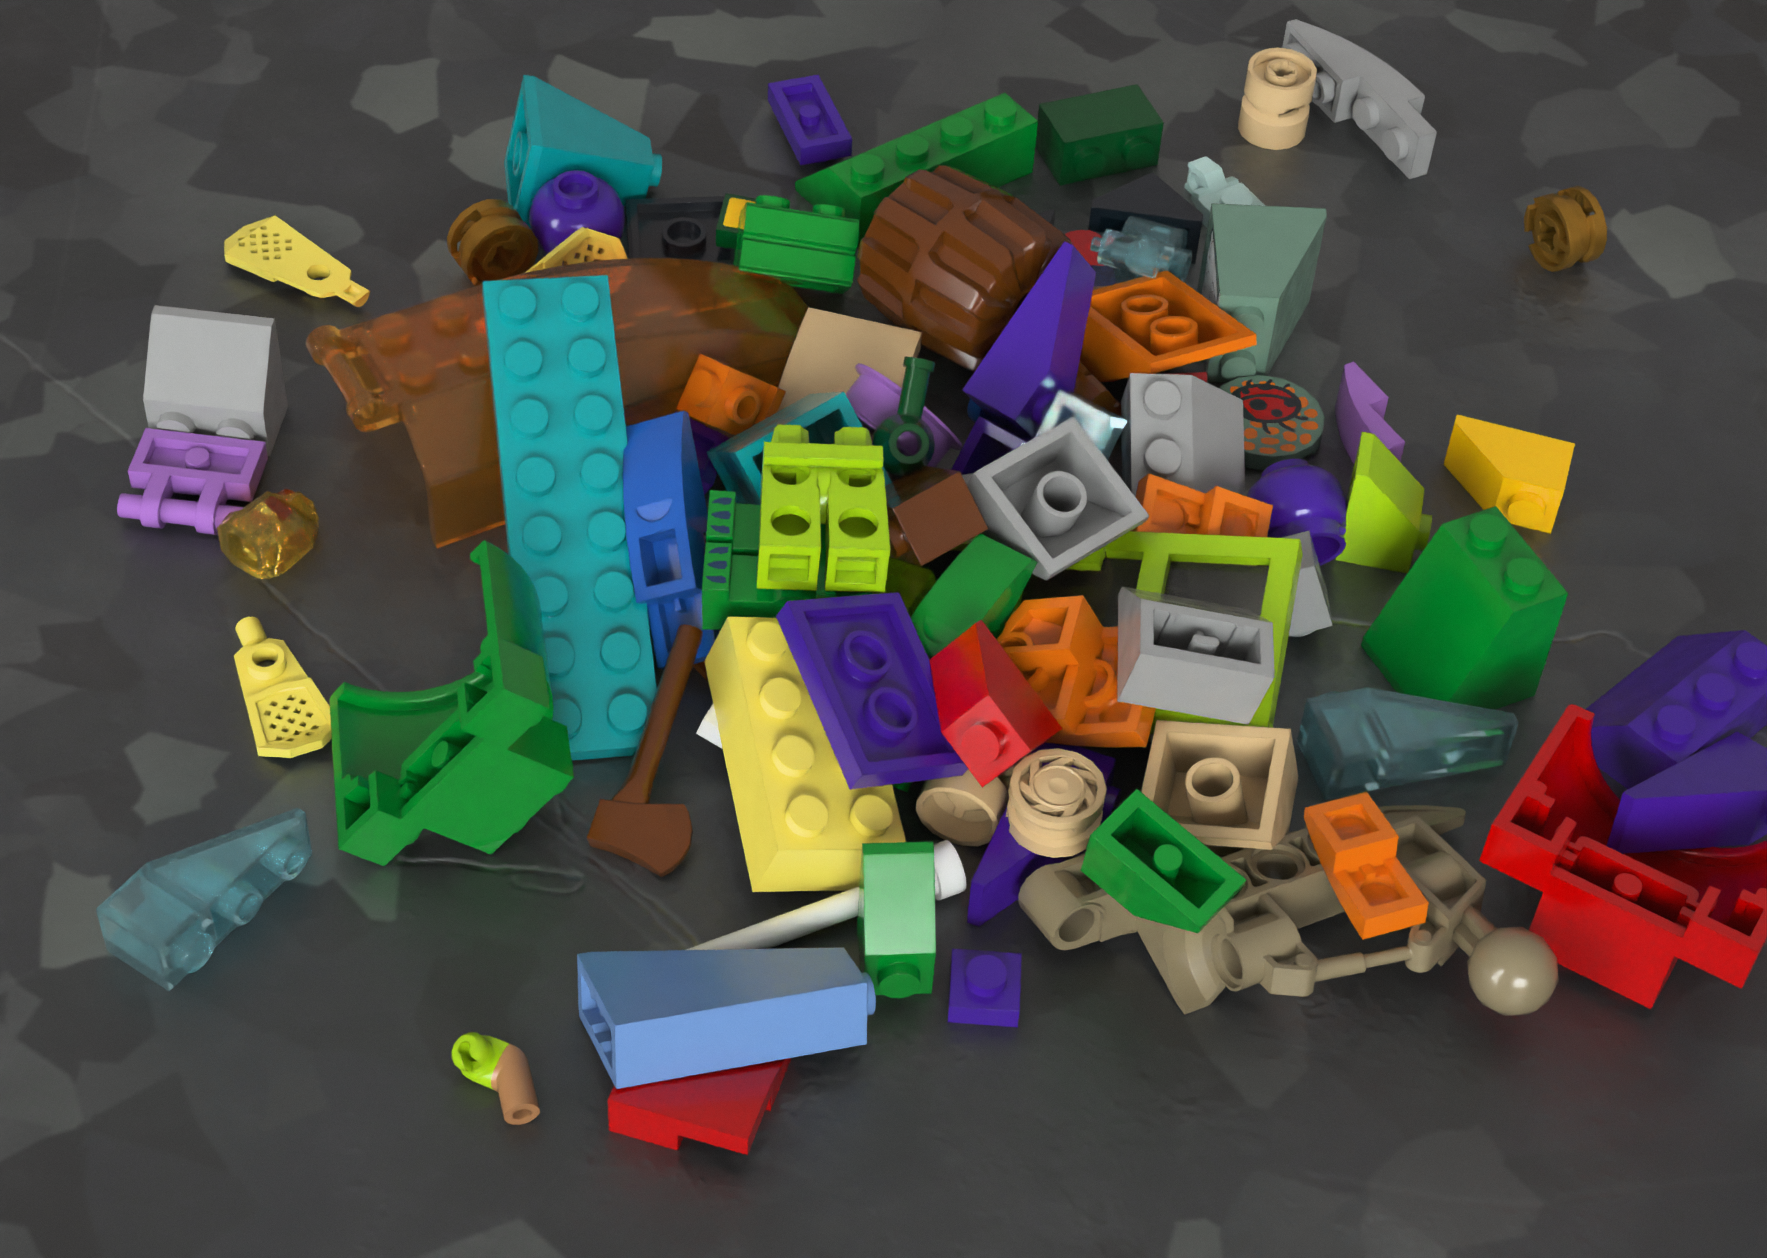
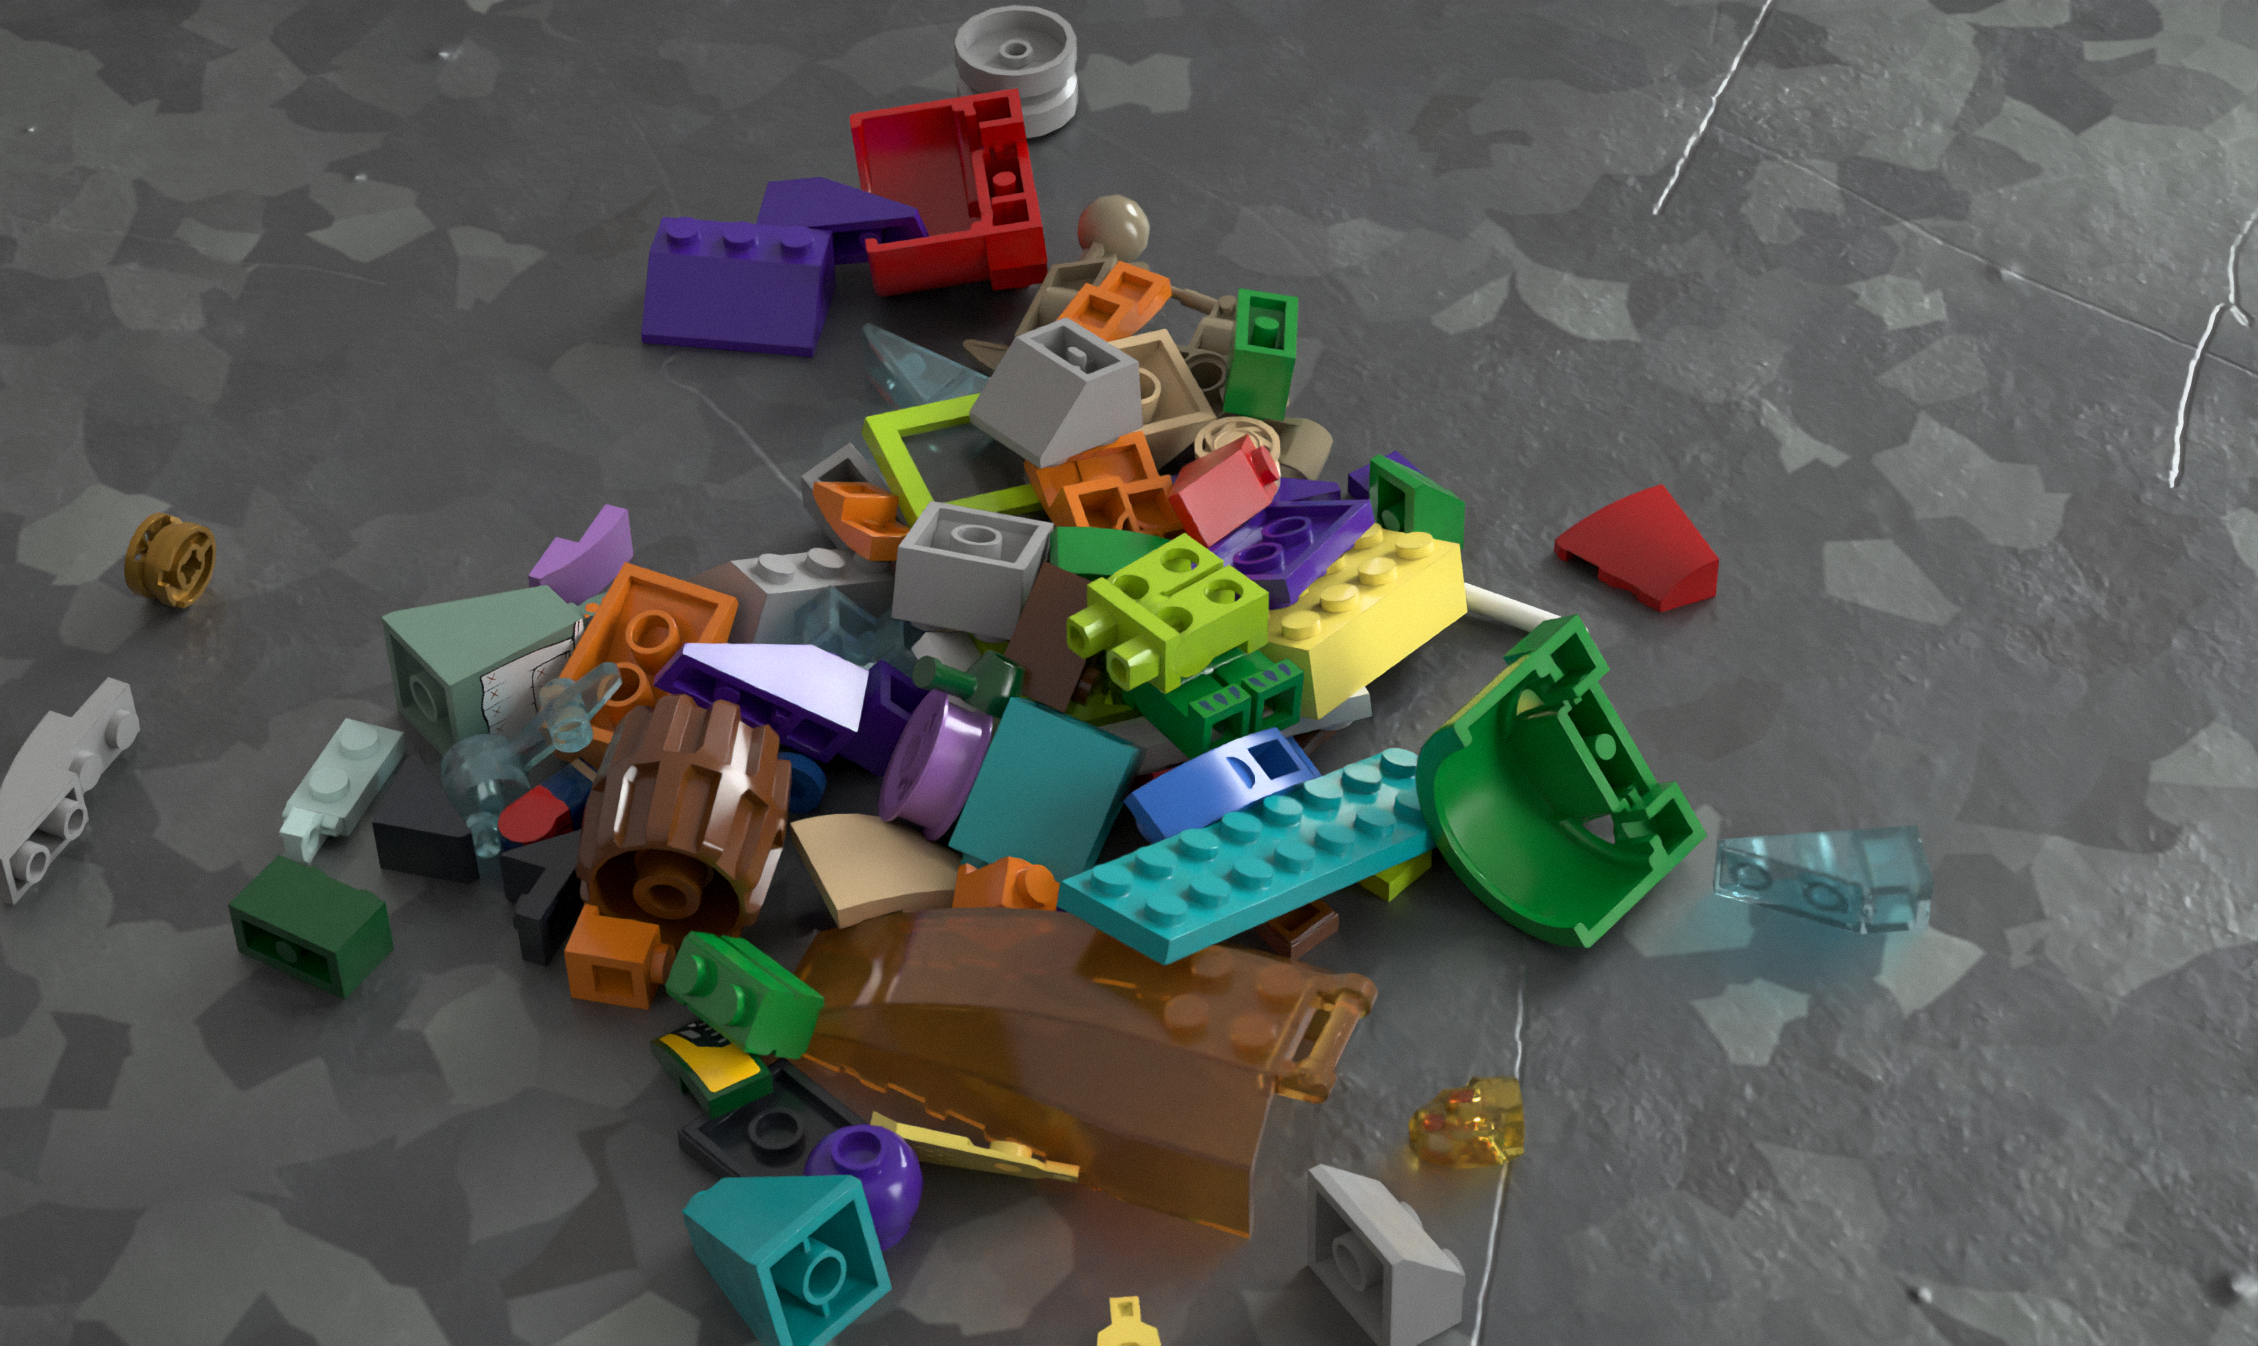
camera: 125 degrees left, 5 degrees down
(191, 465) = (1460, 1218): medium lavender plate -> none
(280, 699) = (1613, 999): light yellow piece -> none
(493, 242) = (965, 1222): pearl gold wheel -> none
(500, 1069) = (1749, 650): arm -> none
(628, 824) = (1385, 736): reddish brown piece -> none
(718, 1009) = (1594, 556): medium blue slope -> none
(809, 120) = (494, 1152): dark purple plate -> none
(984, 140) = (491, 1023): green slope -> none
(1277, 98) = (134, 823): tan wheel -> none
(1303, 501) = (755, 521): dark purple piece -> none
(1383, 510) = (701, 499): lime slope -> none
(1469, 617) = (789, 379): green slope -> none
(1510, 470) = (553, 462): yellow slope -> none

